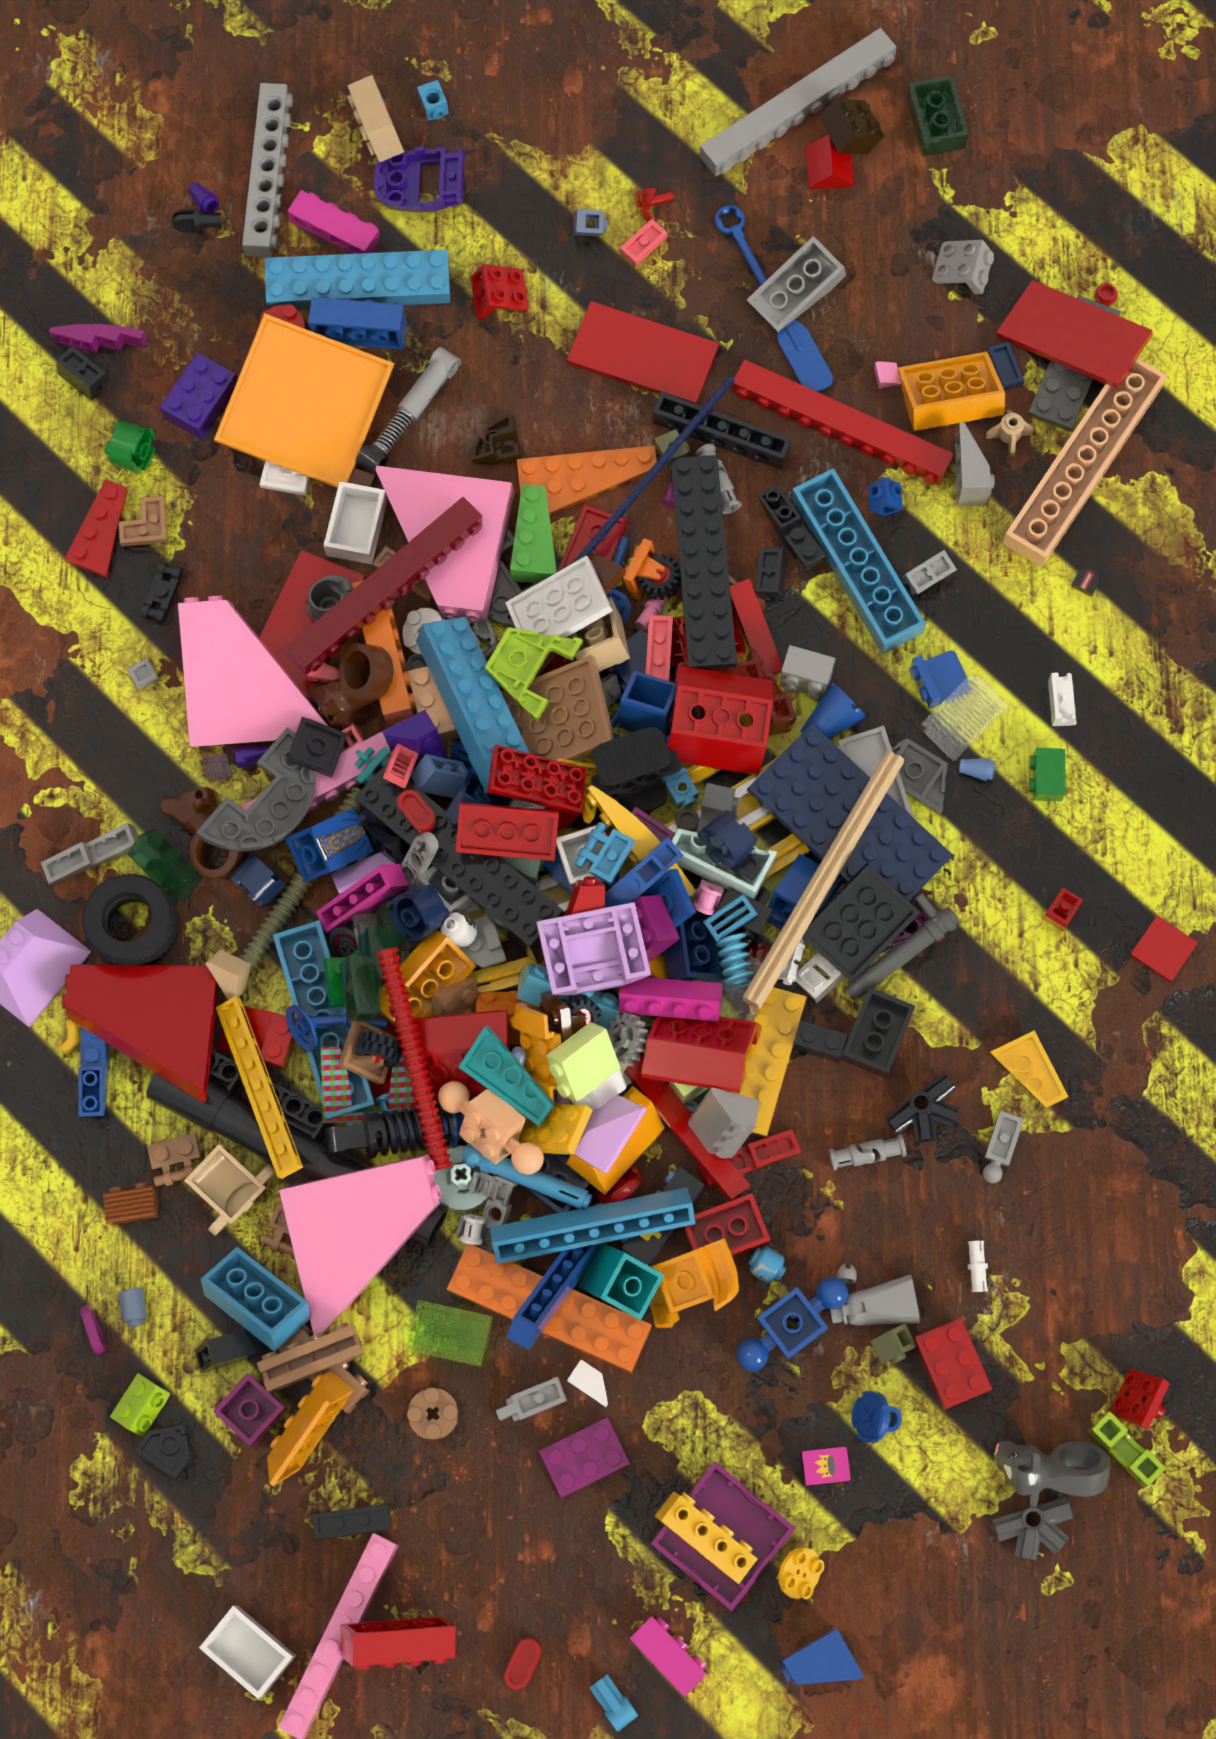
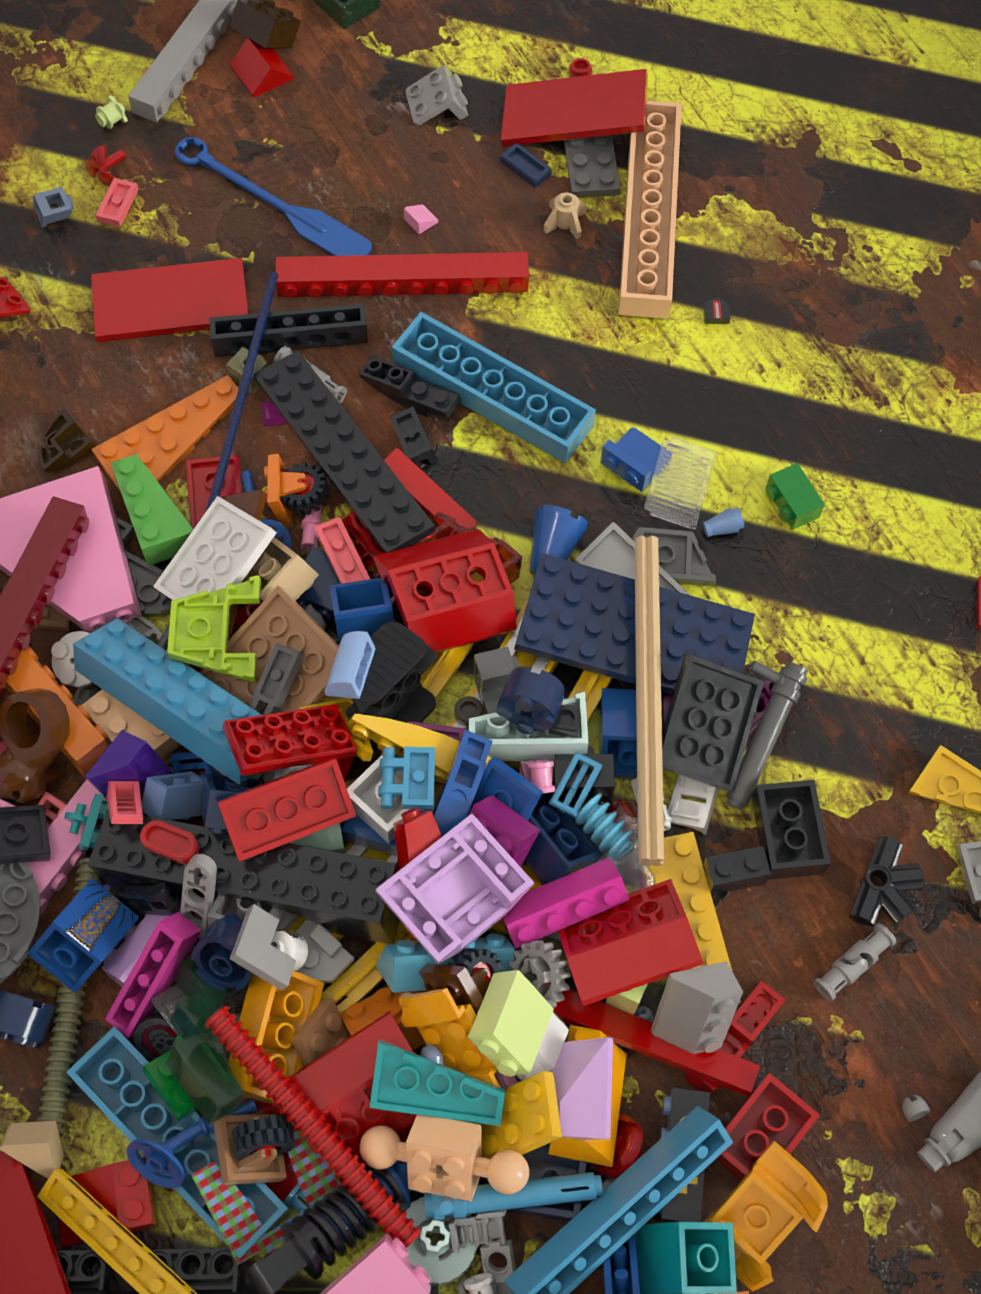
camera: 35 degrees left, 10 degrees down
(435, 919) = (255, 951): none -> light grey tile
(552, 729) = (276, 679): none -> dark grey hinge
(607, 748) = (350, 665): none -> light blue brick
(679, 153) = (110, 113): none -> yellowish green brick
(681, 798) = (445, 690): dark azure brick -> none
(766, 1264) = (827, 1146): dark azure head -> none
(797, 284) = (290, 173): light grey slope -> none
(806, 672) = (505, 509): light grey brick -> none
(830, 1294) = (917, 1190): blue brick -> none
(885, 496) = (484, 319): blue brick -> none
(928, 573) = (568, 365): light grey hinge -> none
(952, 391) = (491, 204): light orange slope -> none
(972, 471) = (551, 258): light grey slope -> none
(1061, 700) = (761, 425): white hinge -> none
(1062, 909) = (891, 616): red slope -> none

